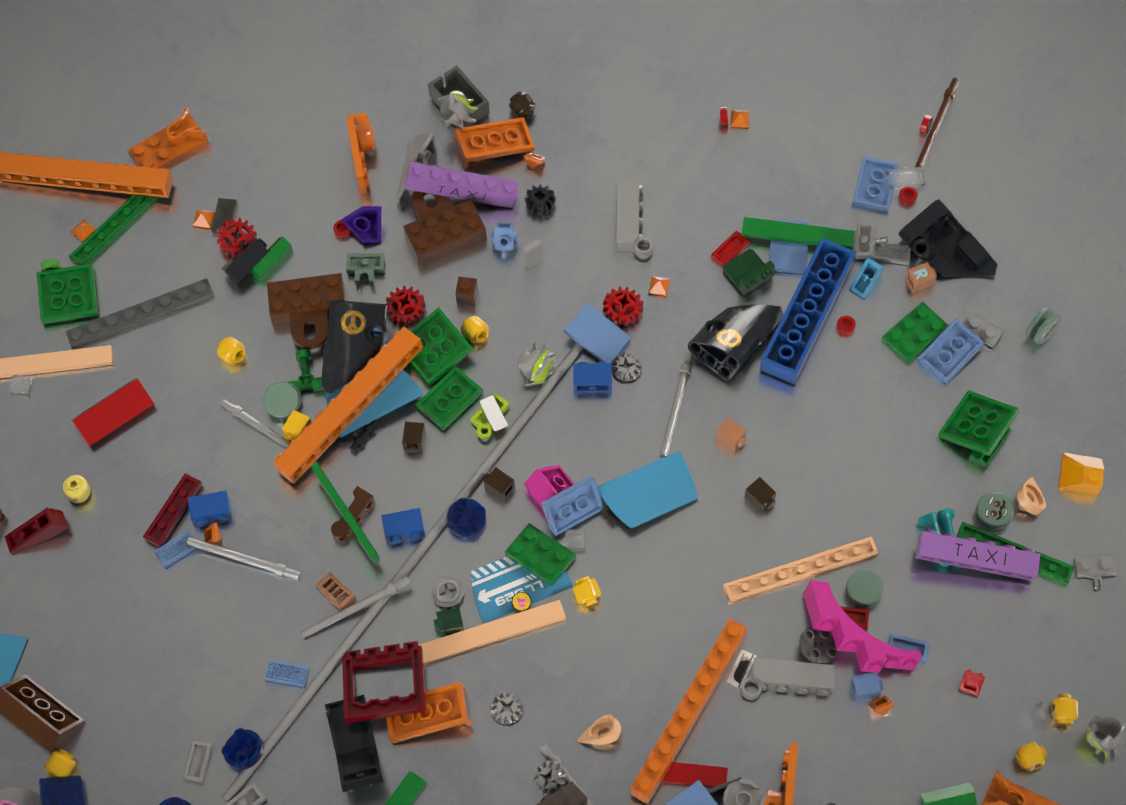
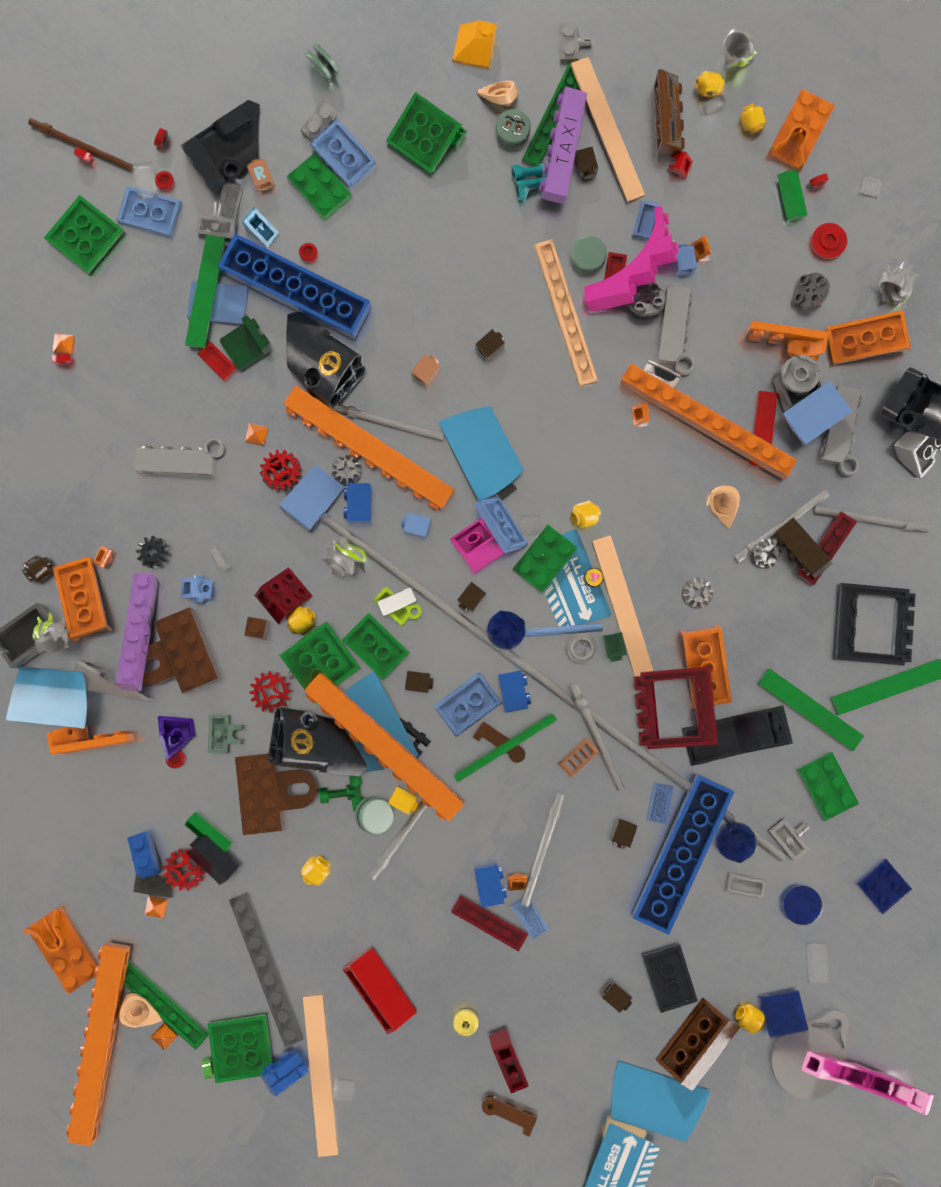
camera: 90 degrees left, 20 degrees up
(40, 327) = (283, 1073): none -> blue brick
(92, 632) = (617, 996): none -> dark brown brick
(107, 204) = (137, 1011): none -> light nougat piece
(107, 684) = (670, 978): none -> black plate
(233, 689) = (682, 854): none -> blue brick
(251, 202) = (144, 855): none -> blue brick
(256, 635) = (623, 833): none -> dark brown brick
(391, 485) = (467, 704): none -> medium blue tile
(400, 118) = (49, 697): none -> sticker
(467, 575) = (564, 630): none -> medium blue bar
(501, 314) = (282, 595): none -> dark red bracket
(571, 431) = (416, 525): none -> medium blue brick
(647, 386) = (369, 448): none -> orange brick
(696, 646) = (640, 413): none -> orange slope
(847, 129) = (84, 234): none -> green plate
(950, 189) = (161, 137): none -> red tile
(963, 583) = (586, 163): none -> dark brown brick
(1002, 605) = (607, 130): none -> light nougat tile
(1025, 663) = (668, 114): none -> reddish brown slope

